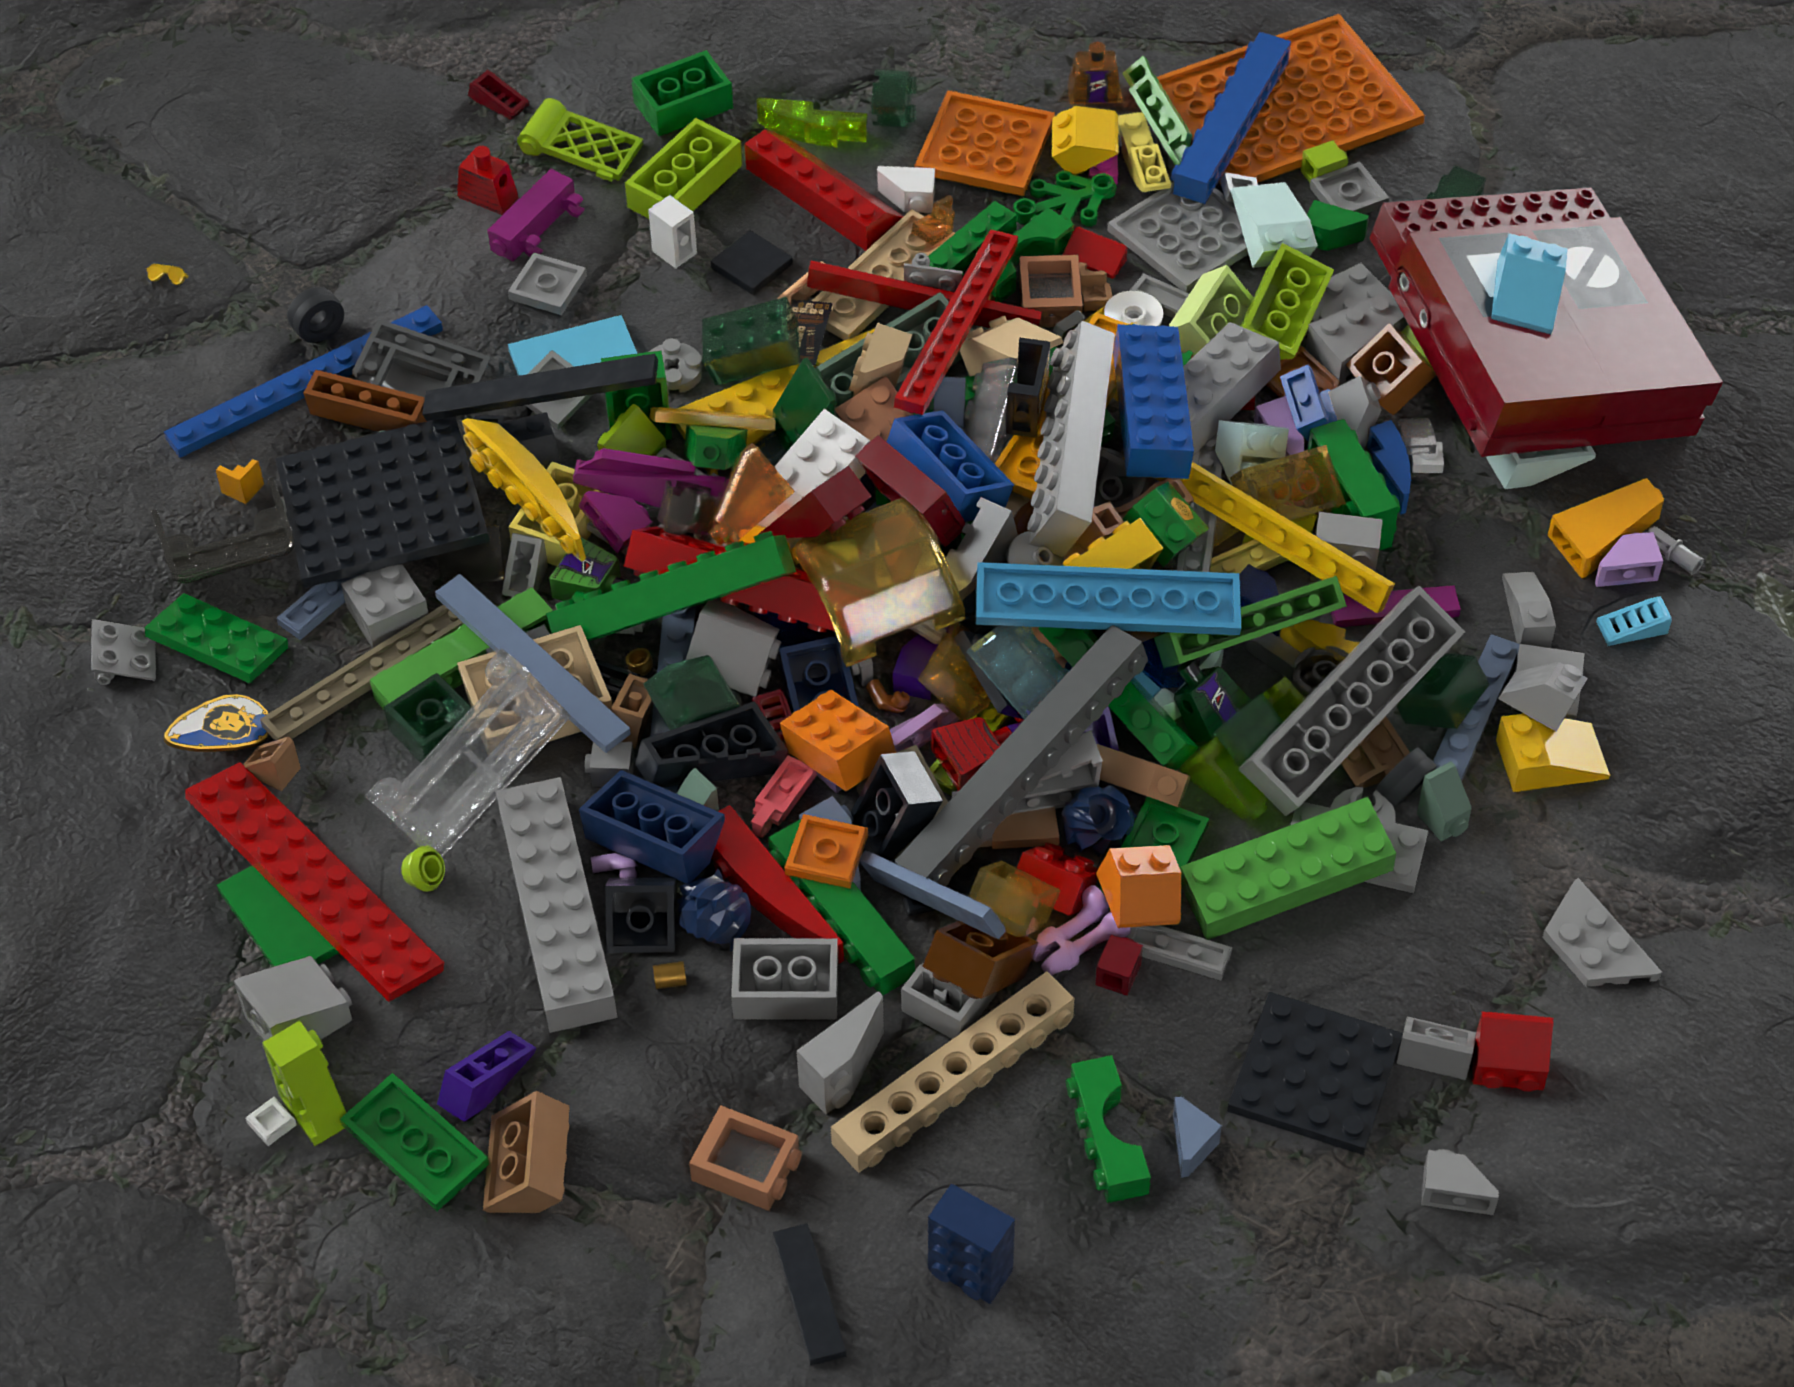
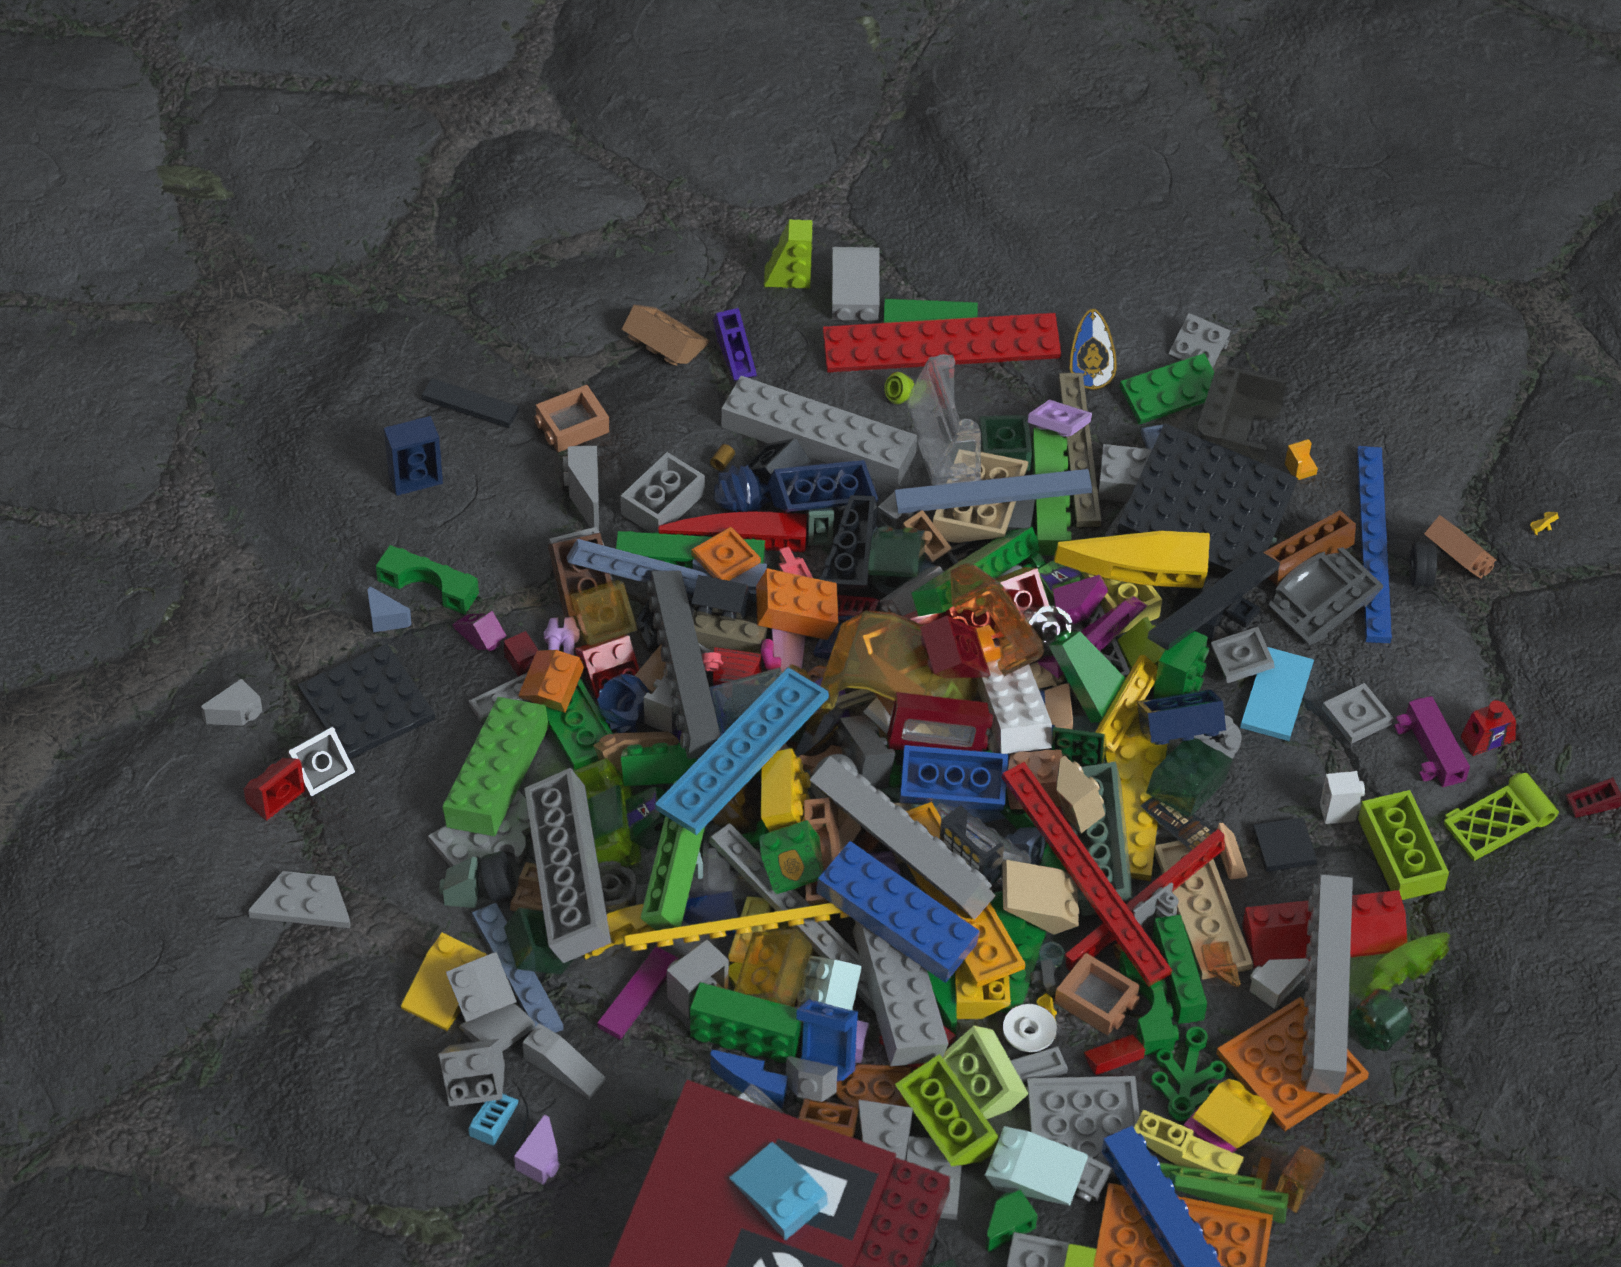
camera: 125 degrees right, 0 degrees up
(272, 293) = (1460, 547): none -> nougat window
(274, 763) = (1044, 365): medium nougat slope -> none
(362, 679) = (1059, 418): none -> lavender plate
(414, 1141) = (706, 297): green plate -> none
(681, 92) = (1497, 897): green brick -> none
(699, 362) = (1181, 716): none -> dark blue brick
(904, 117) = (1328, 984): none -> light grey brick
(929, 720) = (767, 649): none -> dark pink arm
(960, 1054) = (531, 539): tan brick -> none
(985, 750) = (712, 661): none -> coral plate
(1094, 288) = (1080, 1031): medium nougat slope -> none
(1119, 100) = (1262, 1170): none -> reddish brown plate
(1126, 1028) = (481, 629): none -> magenta slope
(1592, 528) = (583, 1156): light orange slope -> none
(1617, 653) = (473, 1072): none -> light grey slope
(1676, 551) = (525, 1191): light grey axle -> none

